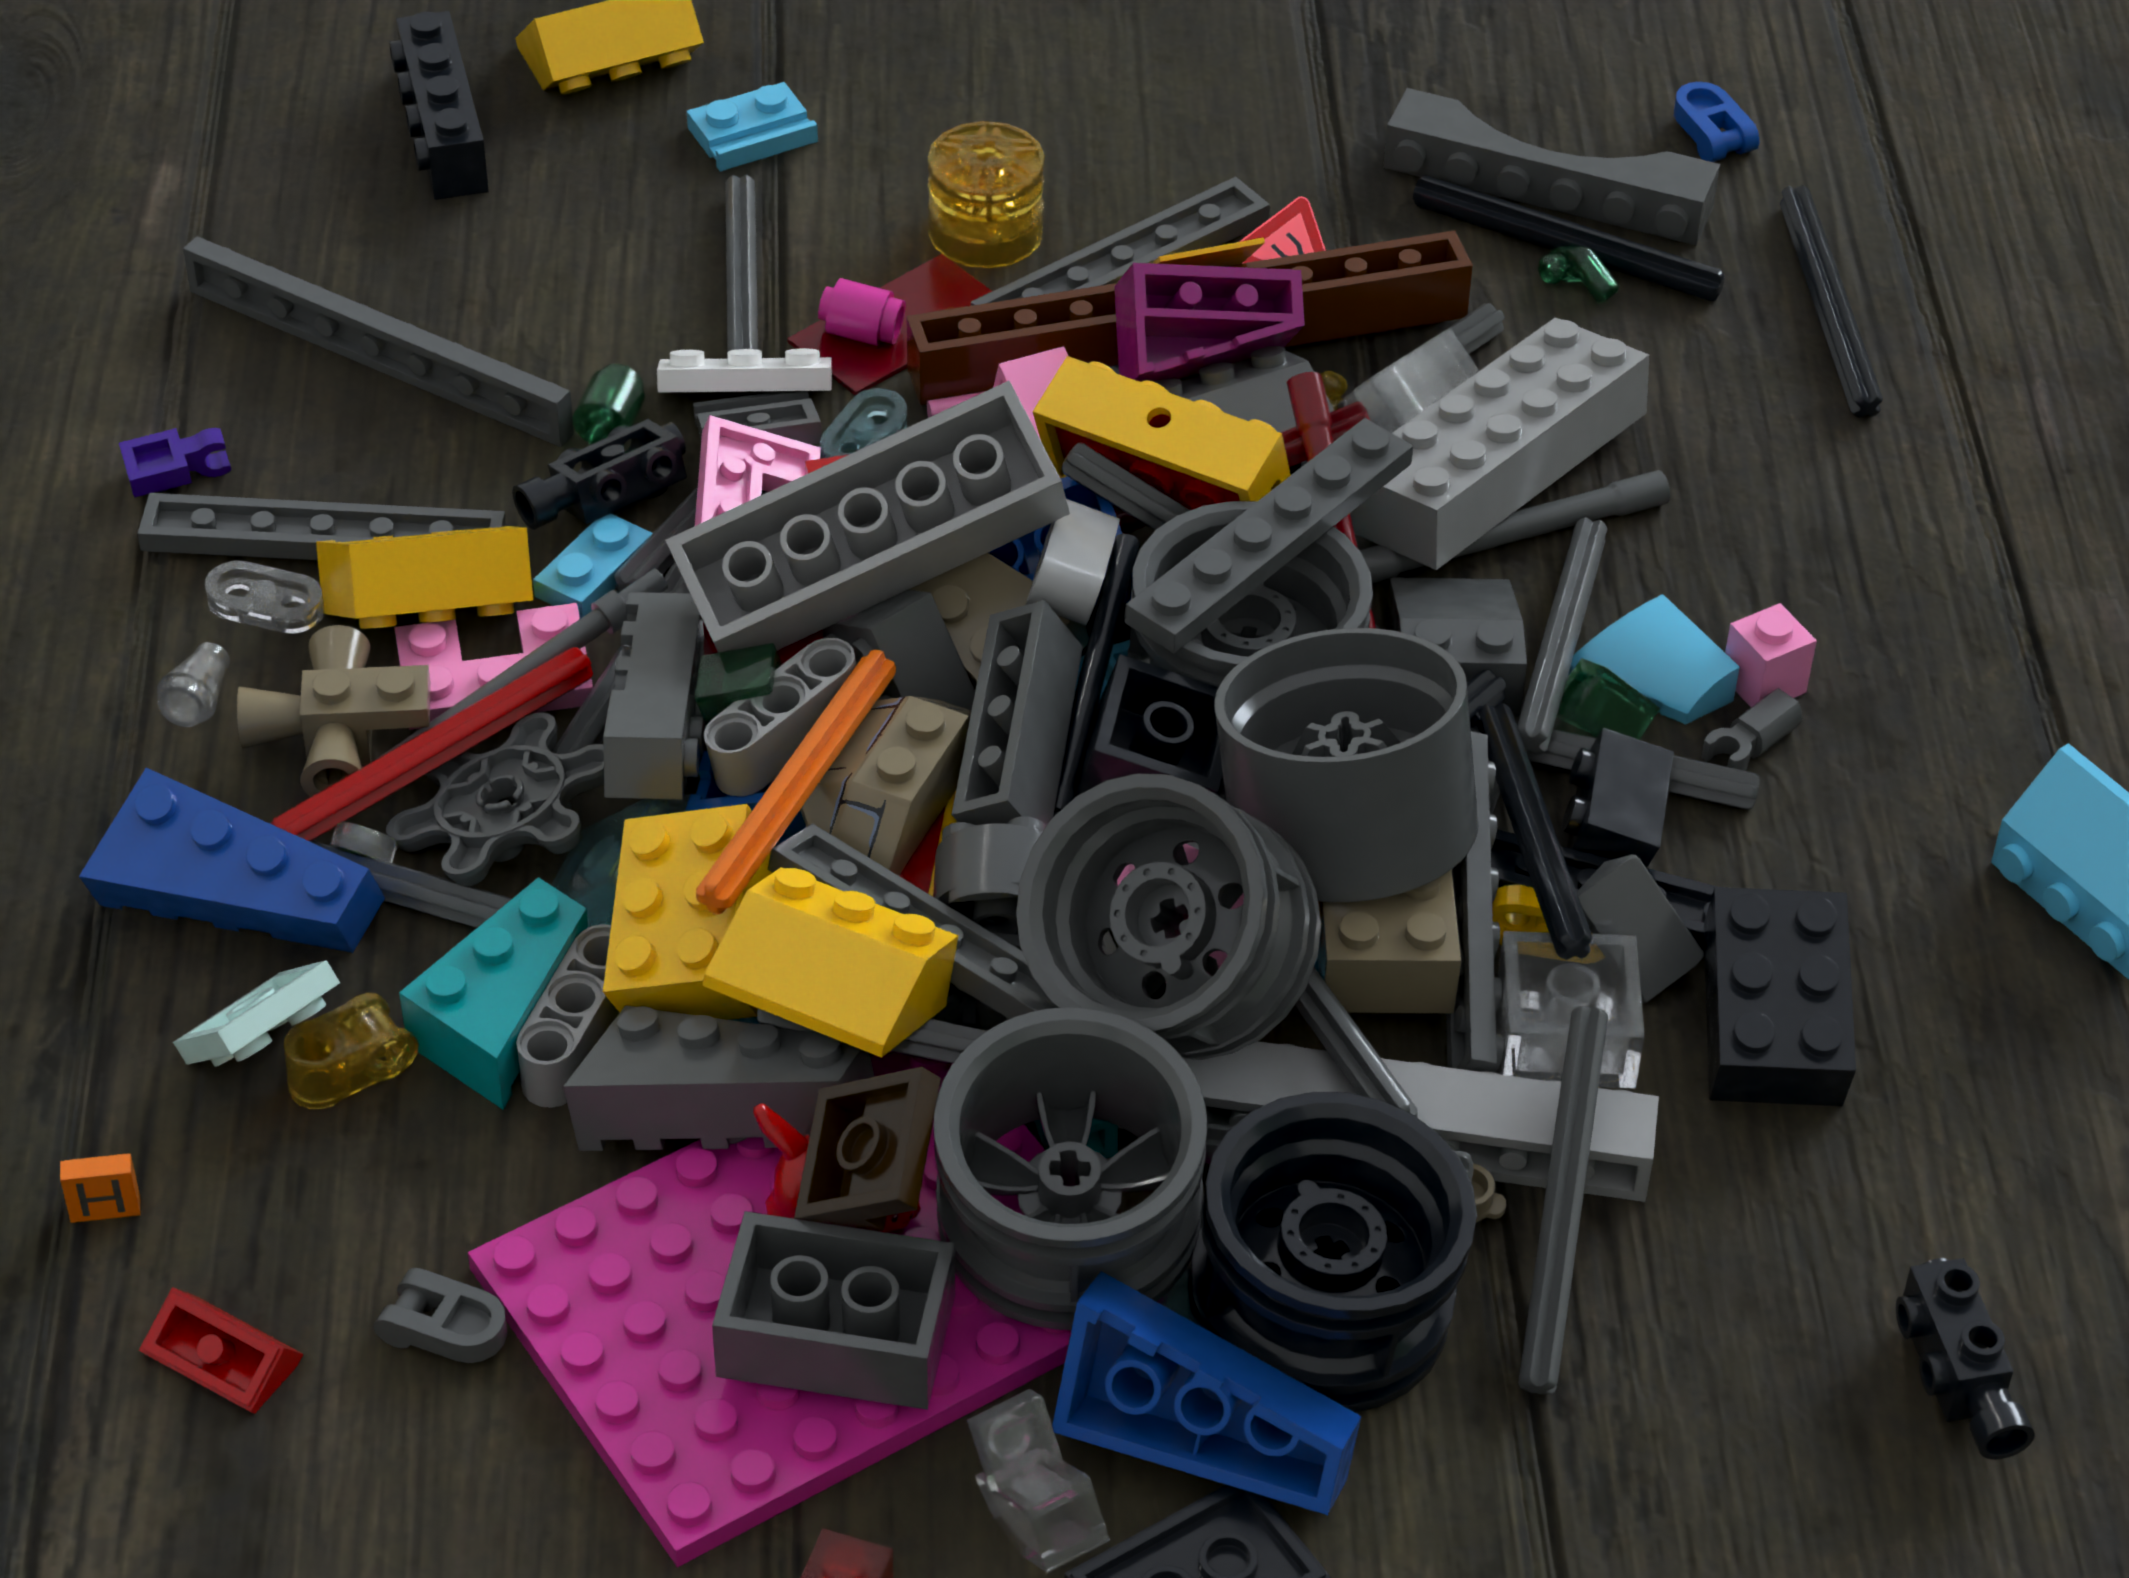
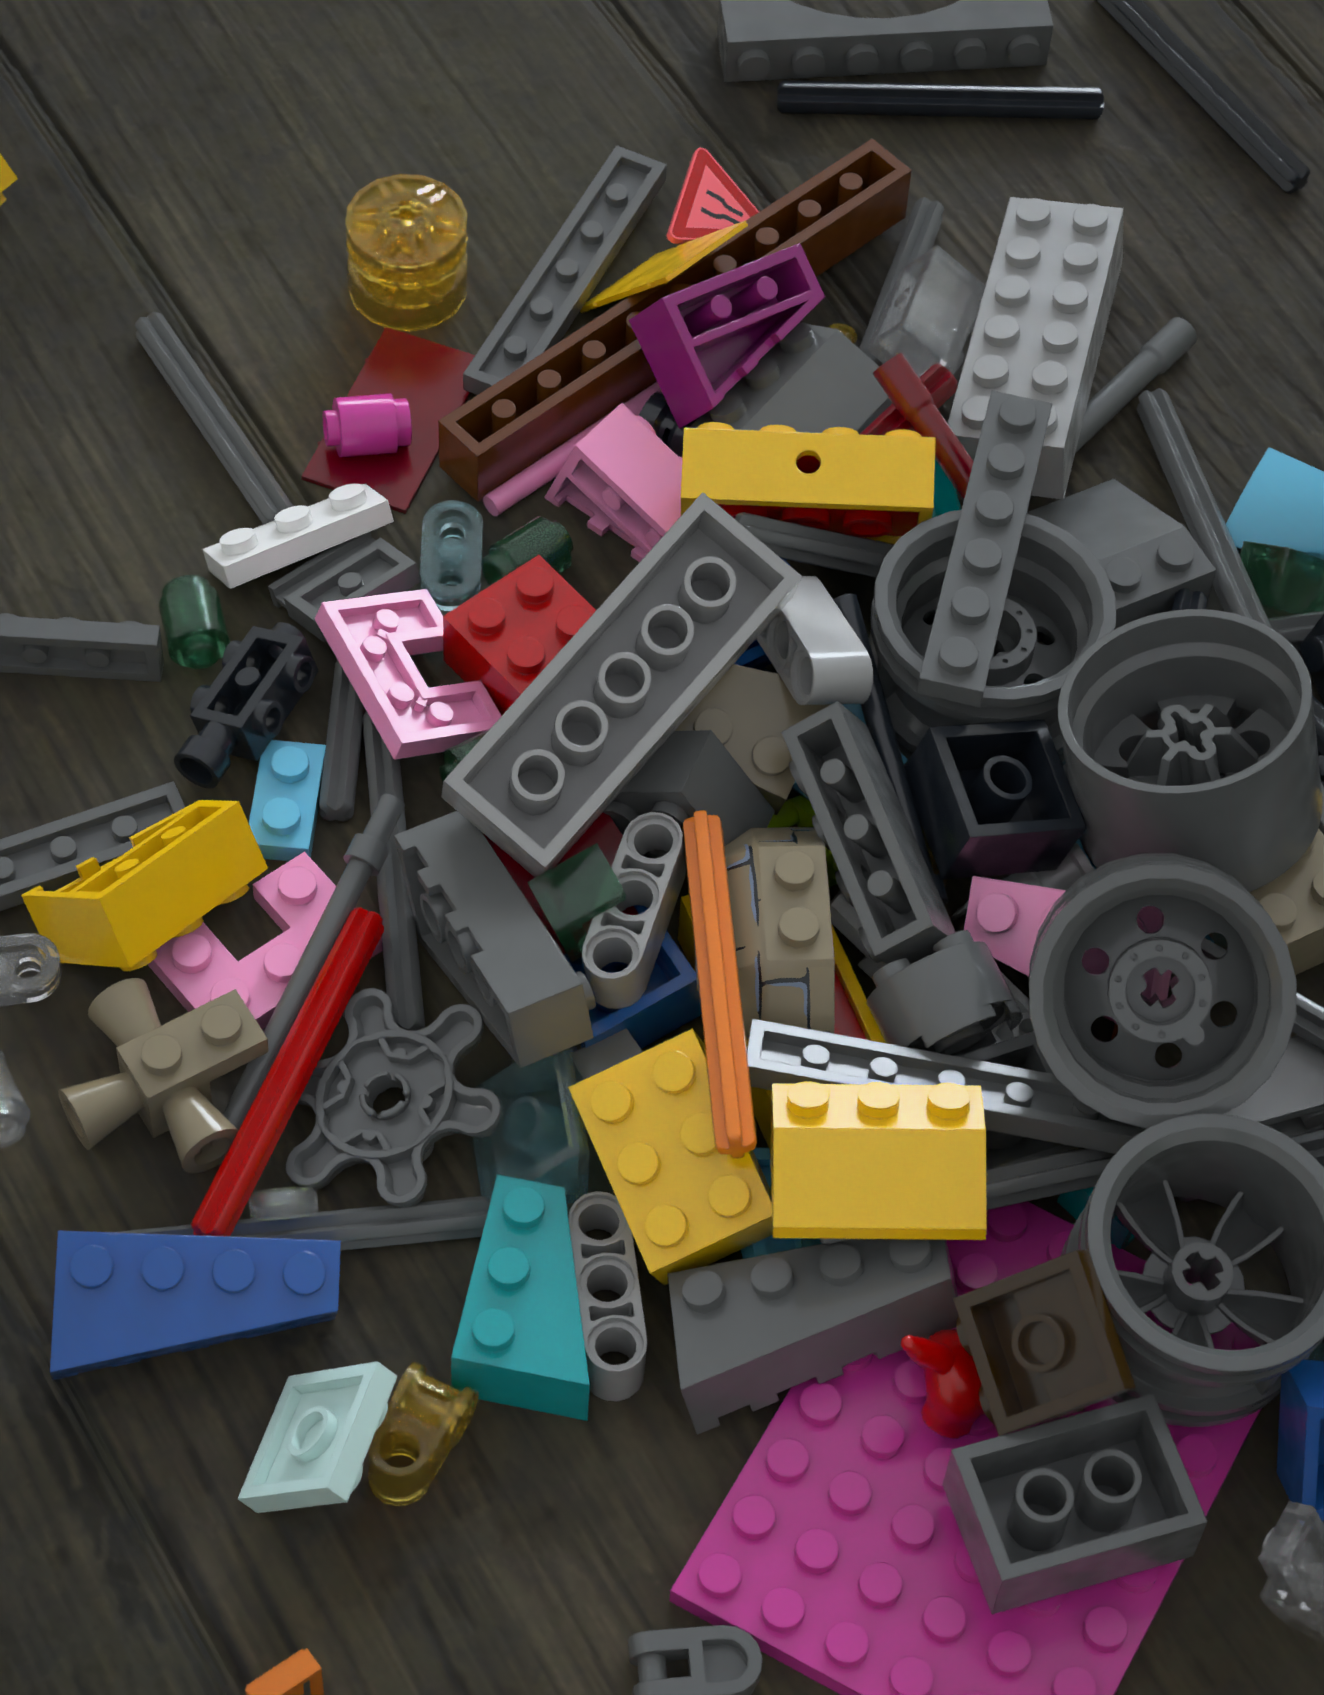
camera: 30 degrees left, 10 degrees up
(752, 126) = (113, 252): medium azure plate -> none
(1578, 265) = (972, 126): clear green arm -> none

